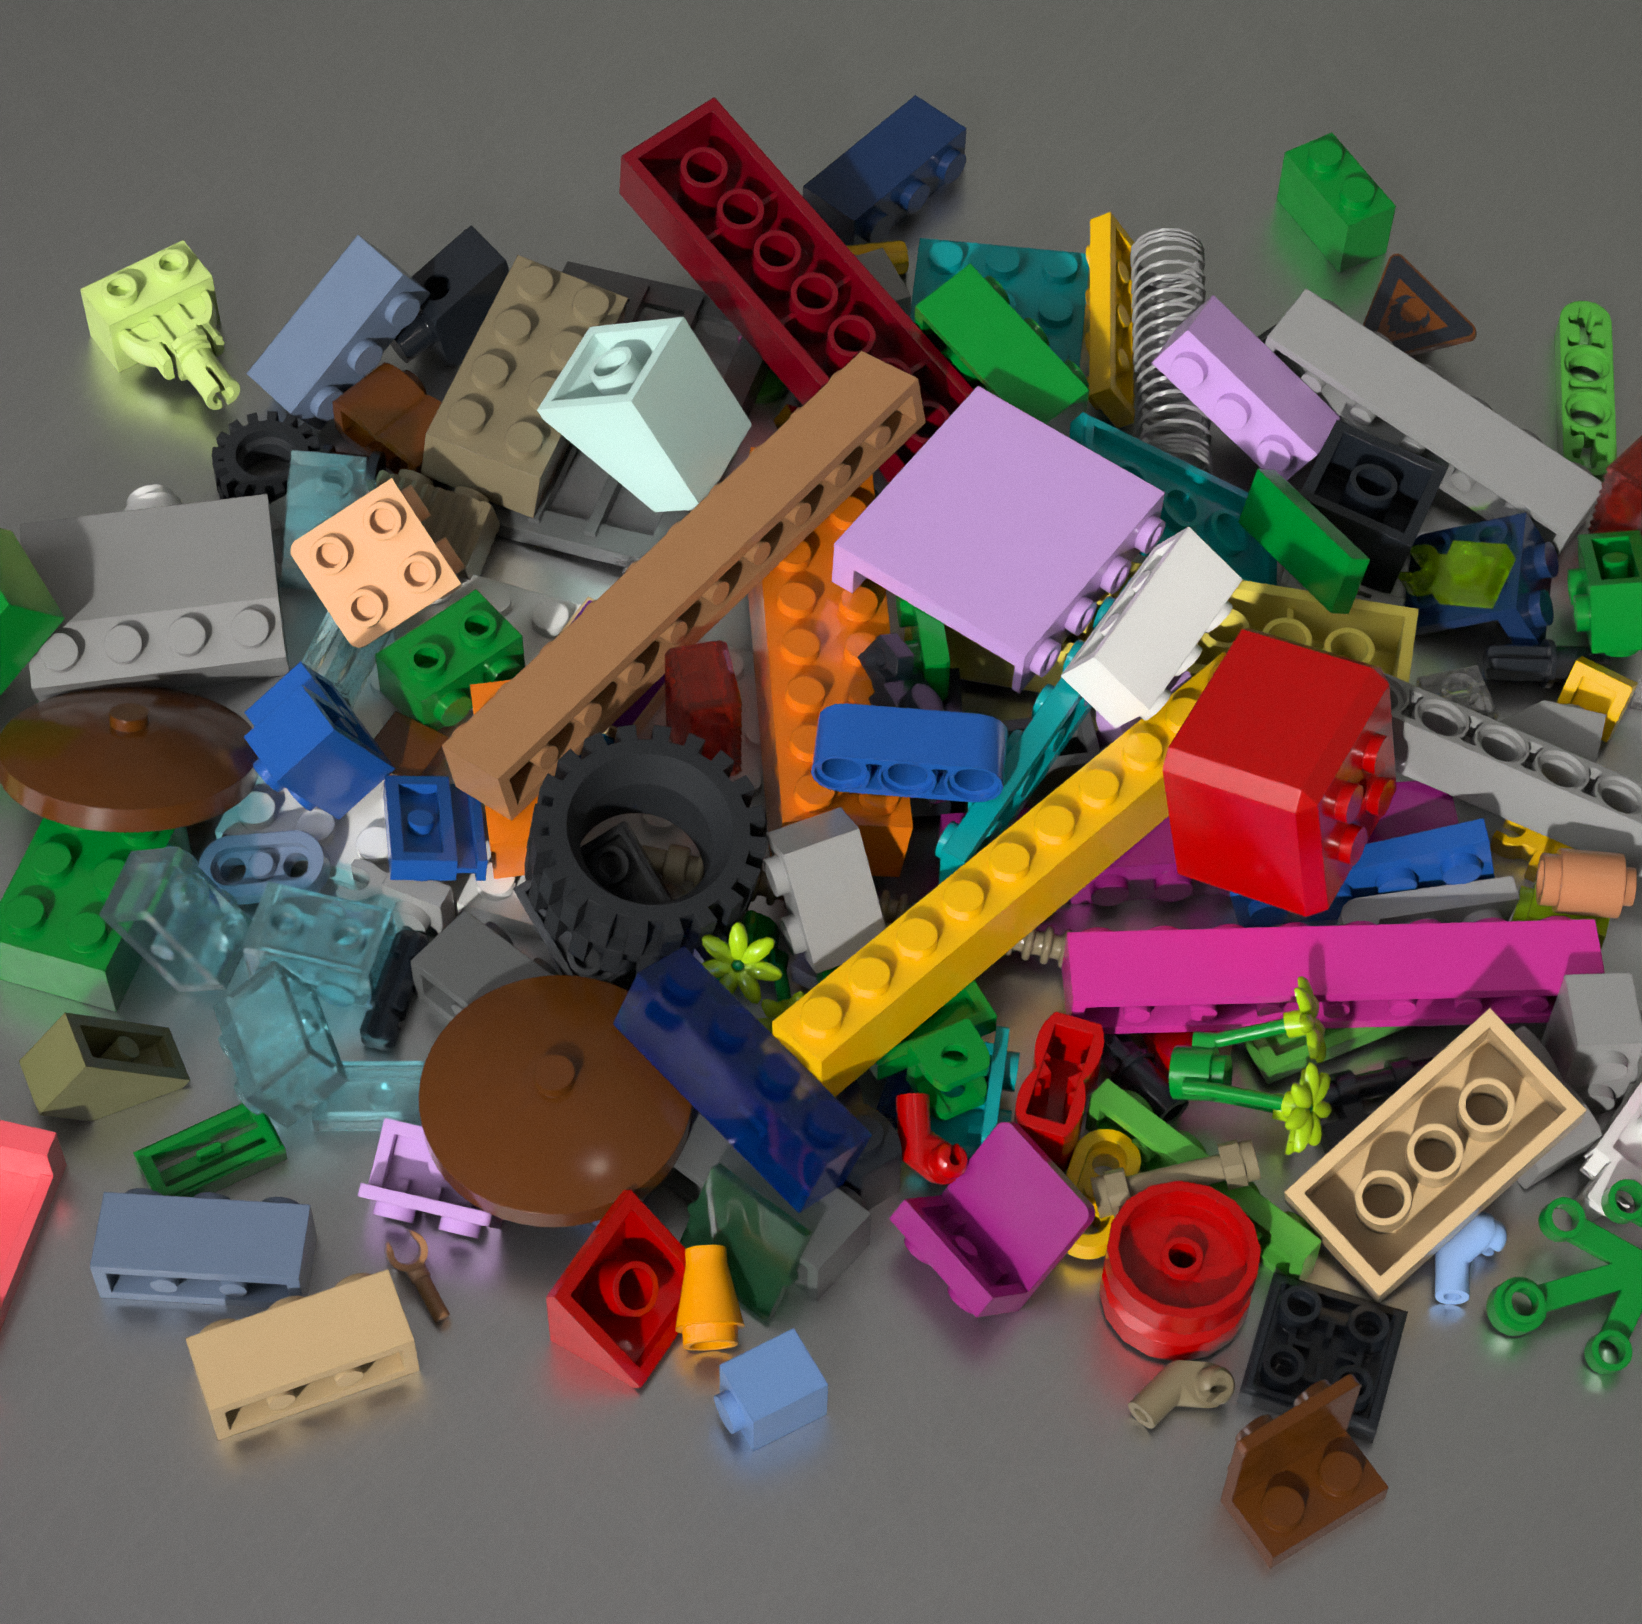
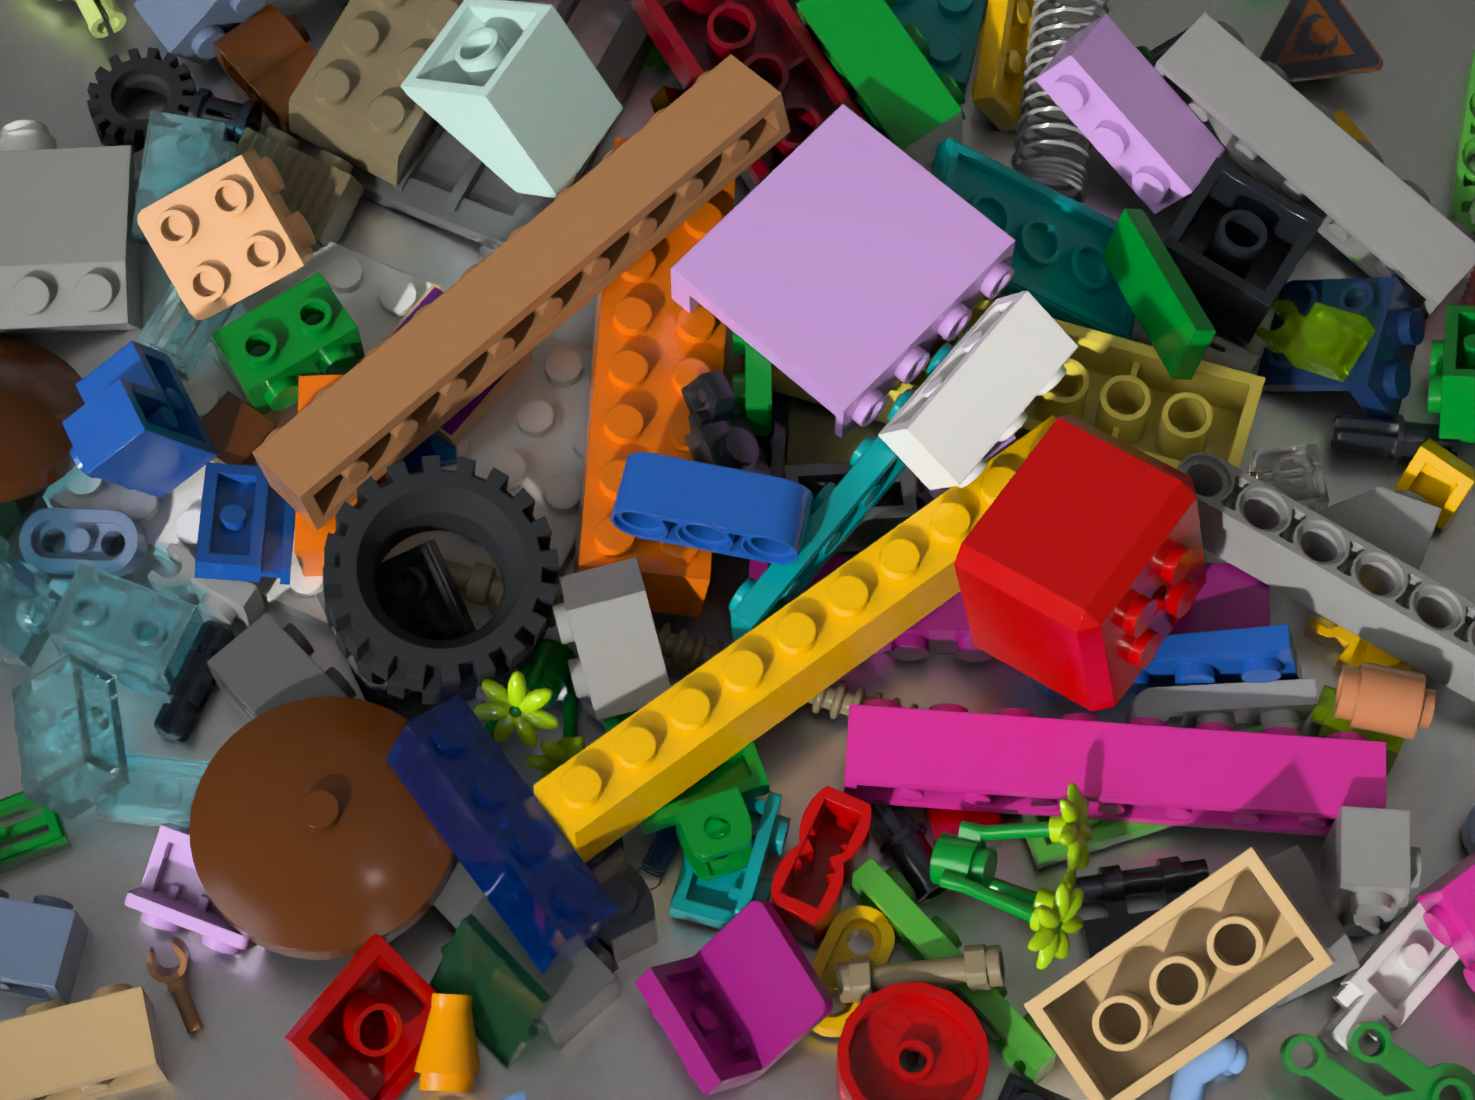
camera: 10 degrees right, 10 degrees up
(704, 699) = (524, 426): clear red brick -> none
(923, 1148) = (678, 910): red arm -> none

